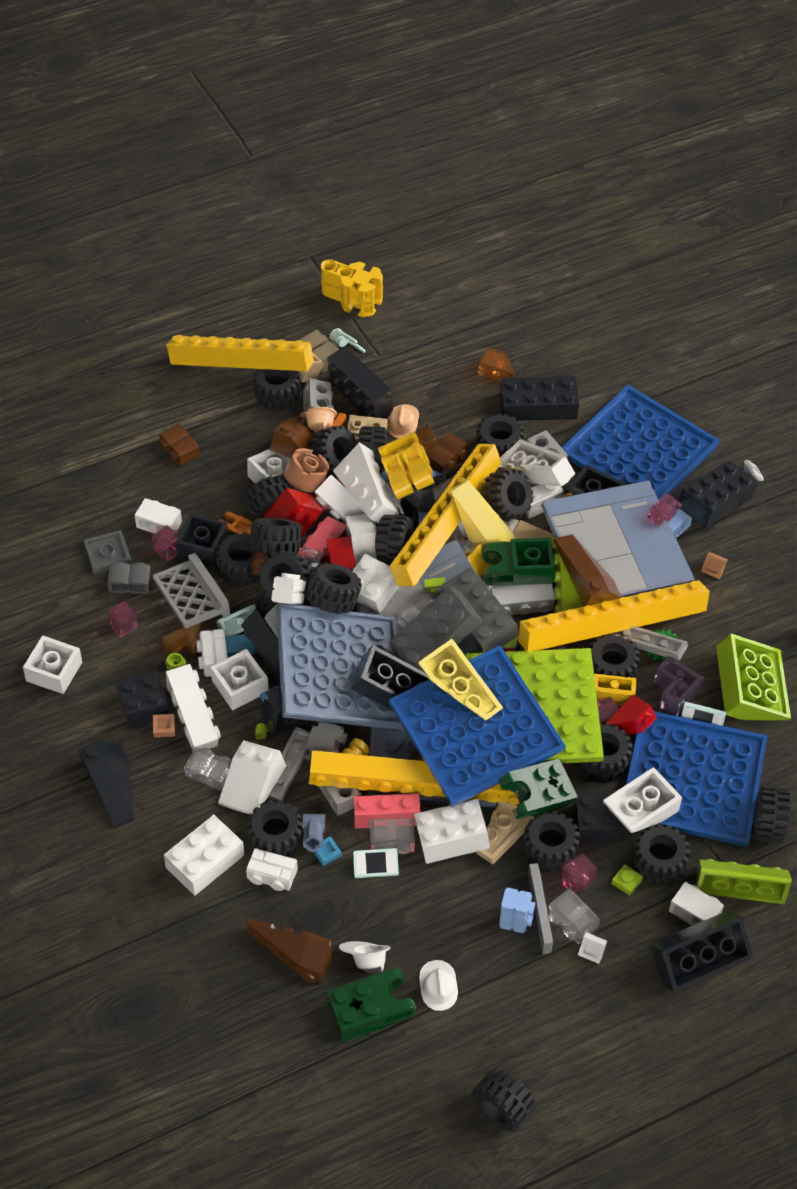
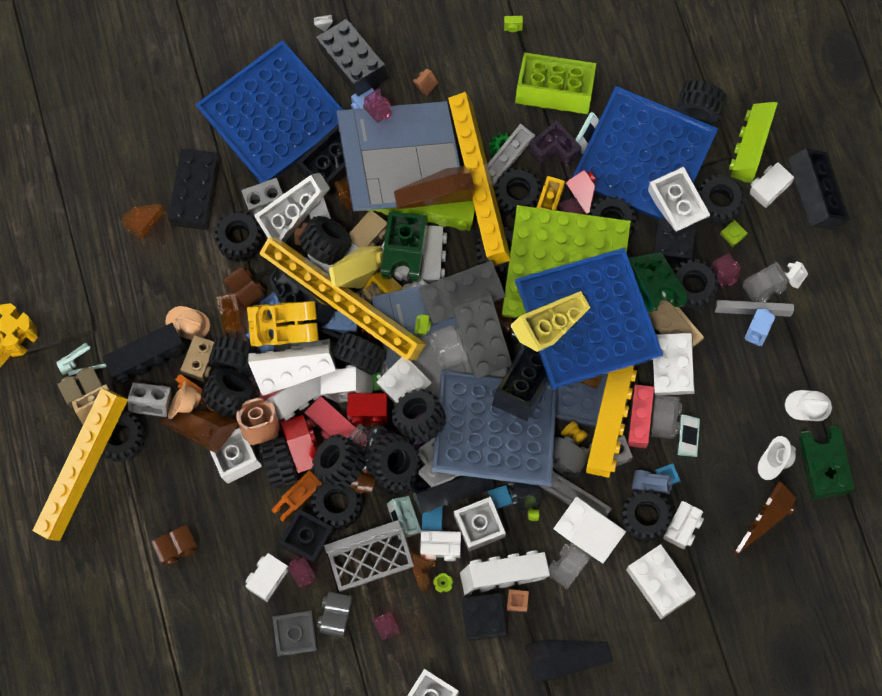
camera: 75 degrees left, 20 degrees up
(288, 589) = (424, 455): white brick -> none

